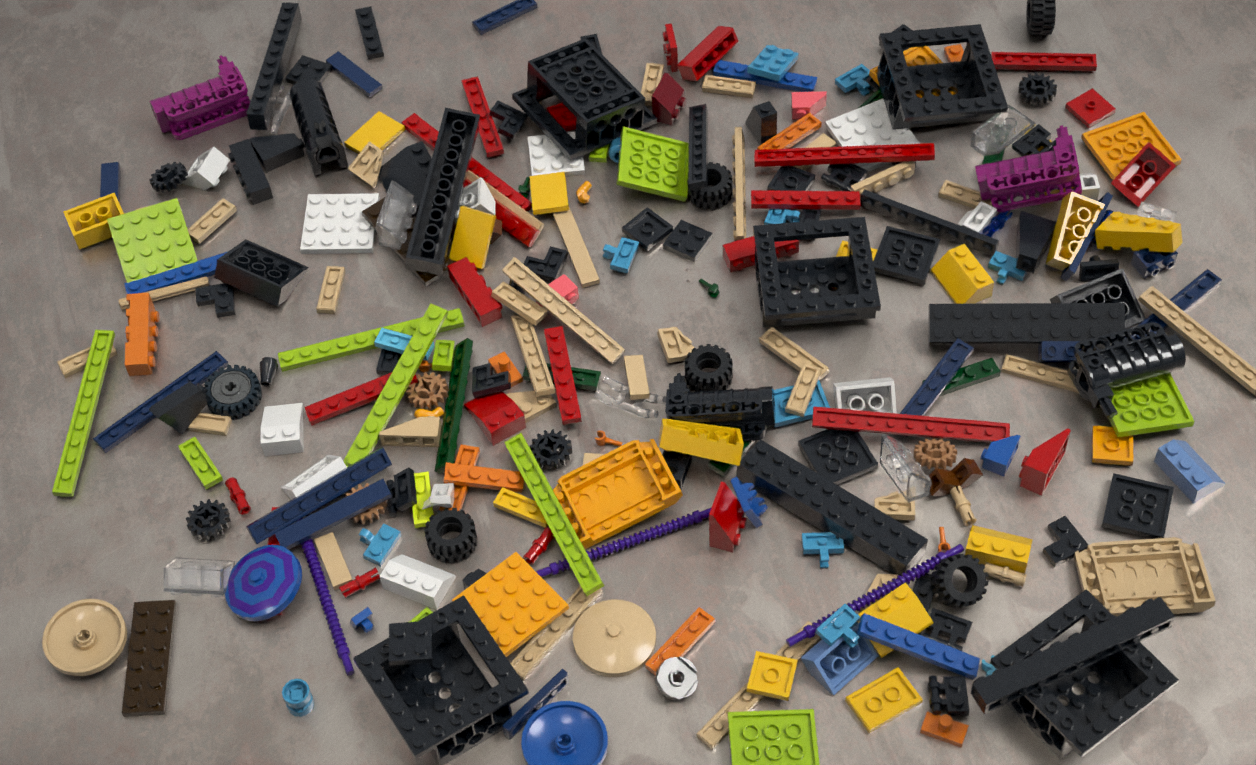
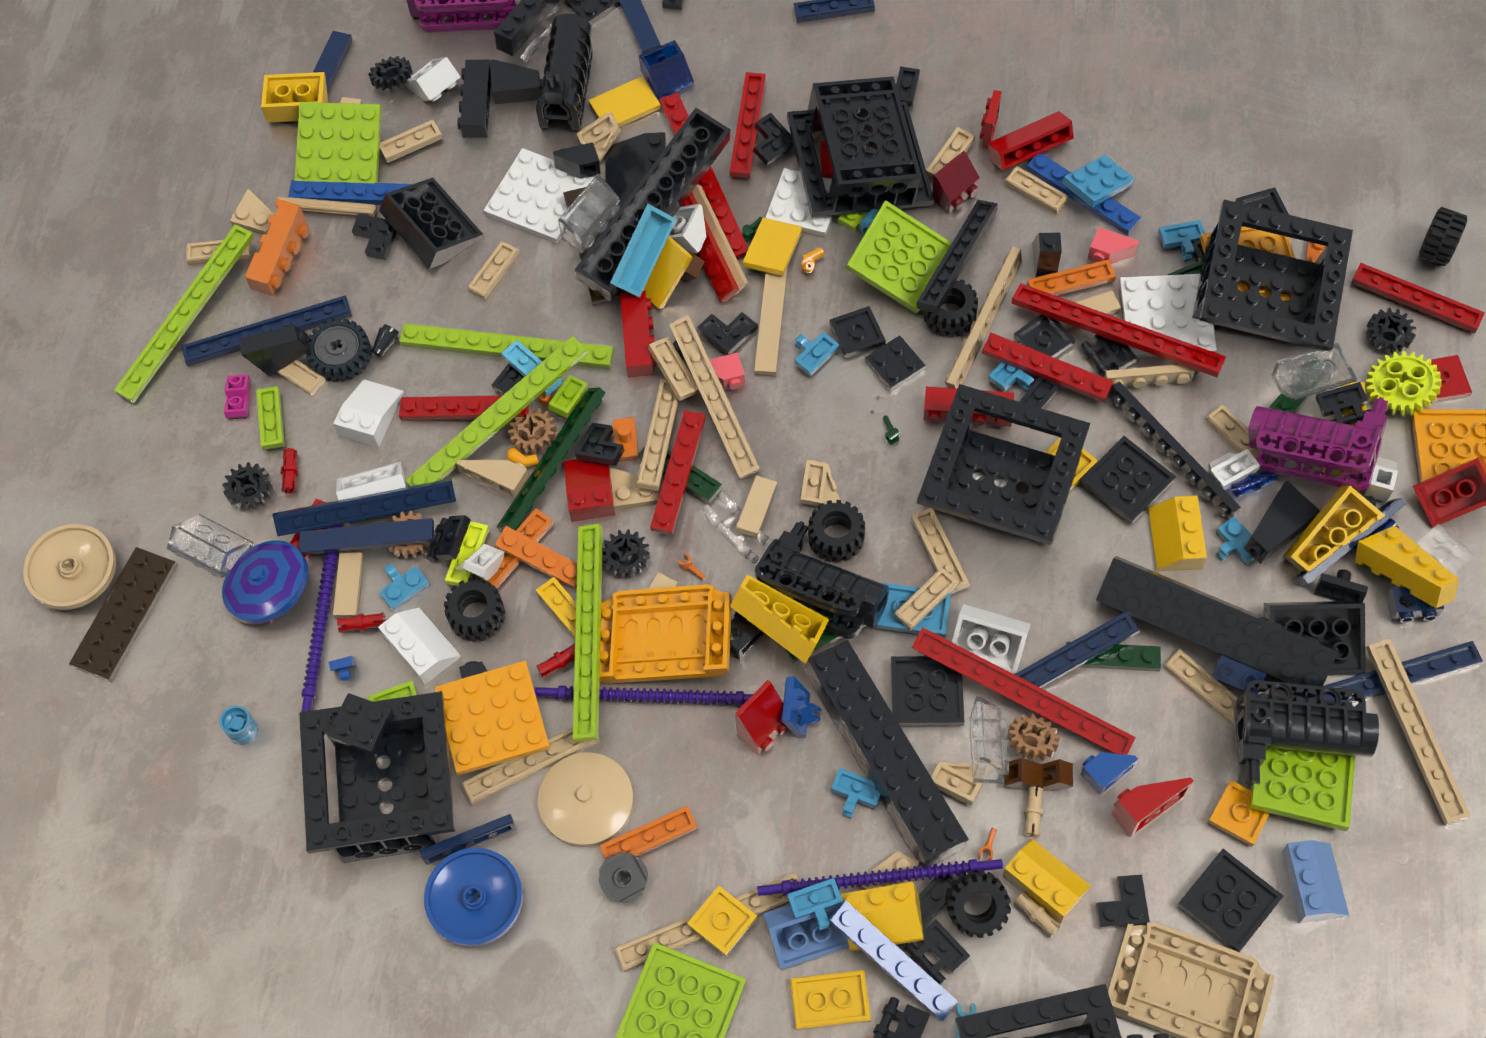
camera: 25 degrees right, 10 degrees up
(104, 319) = (252, 214): none -> tan wing
(162, 458) = (237, 396): none -> dark pink slope
(362, 184) = (578, 160): none -> black slope
(396, 99) = (665, 69): none -> clear blue slope
(456, 223) = (643, 250): none -> medium azure slope
(1069, 112) = (1404, 382): none -> neon yellow gear

